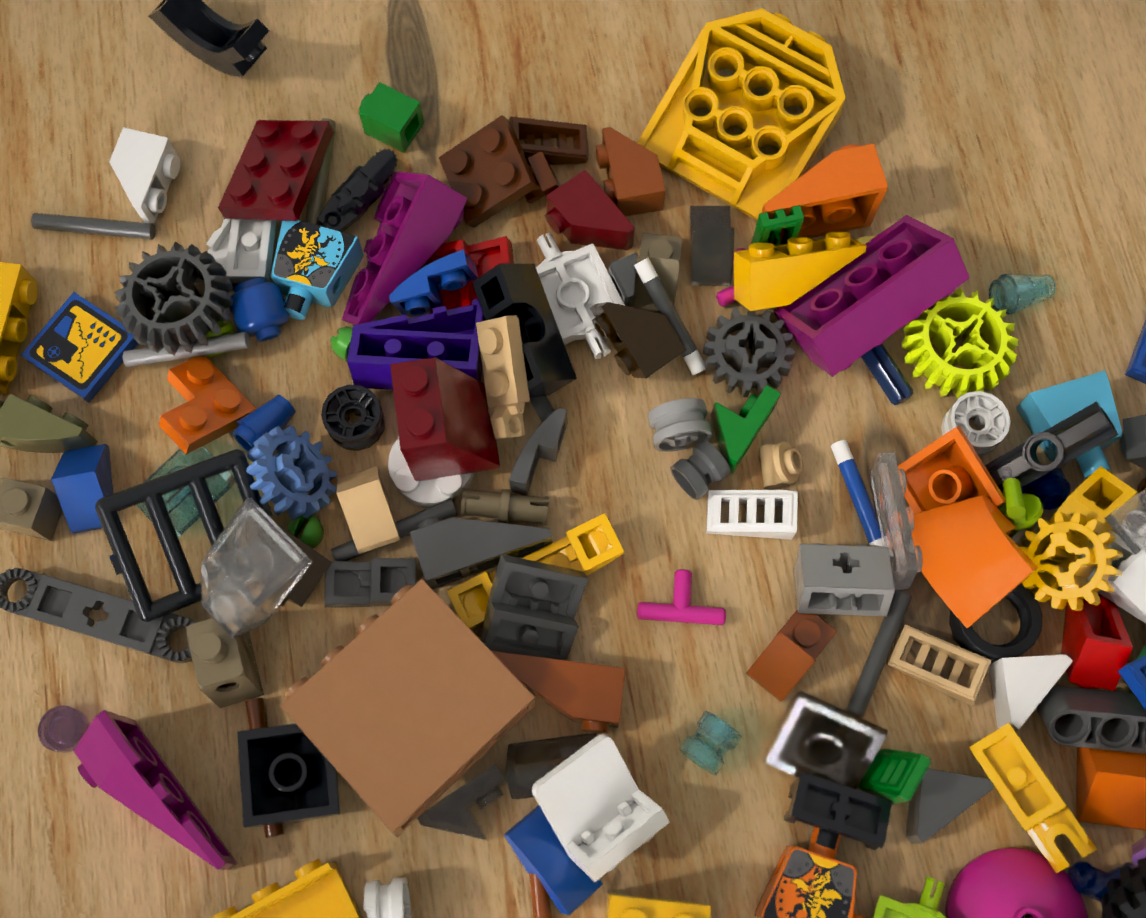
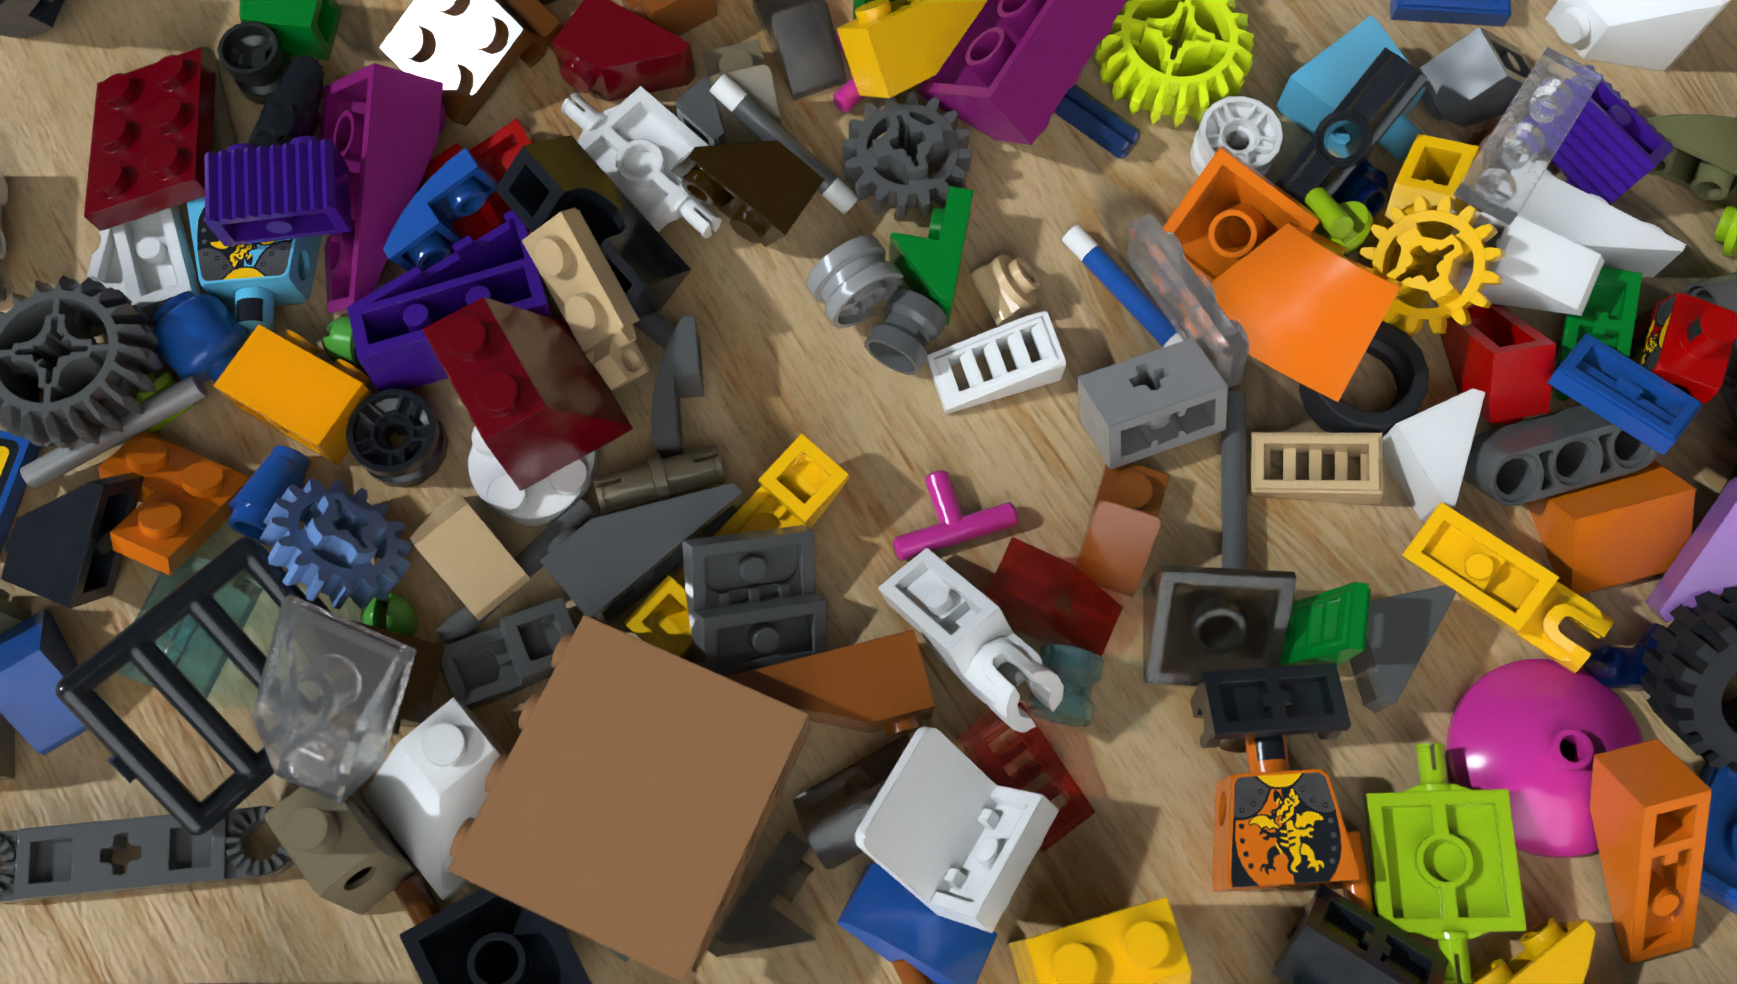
camera: 25 degrees left, 0 degrees up
(132, 411) = (67, 544): none -> black slope
(293, 648) = (432, 787): none -> white slope
(303, 364) = (294, 390): none -> light orange brick
(339, 235) = (277, 191): none -> dark purple brick
(357, 140) = (253, 59): none -> pearl dark grey wheel
(660, 687) = (971, 637): none -> white plate
(674, 767) = (1045, 760): none -> clear red slope
(723, 684) = (1052, 599): none -> clear red slope

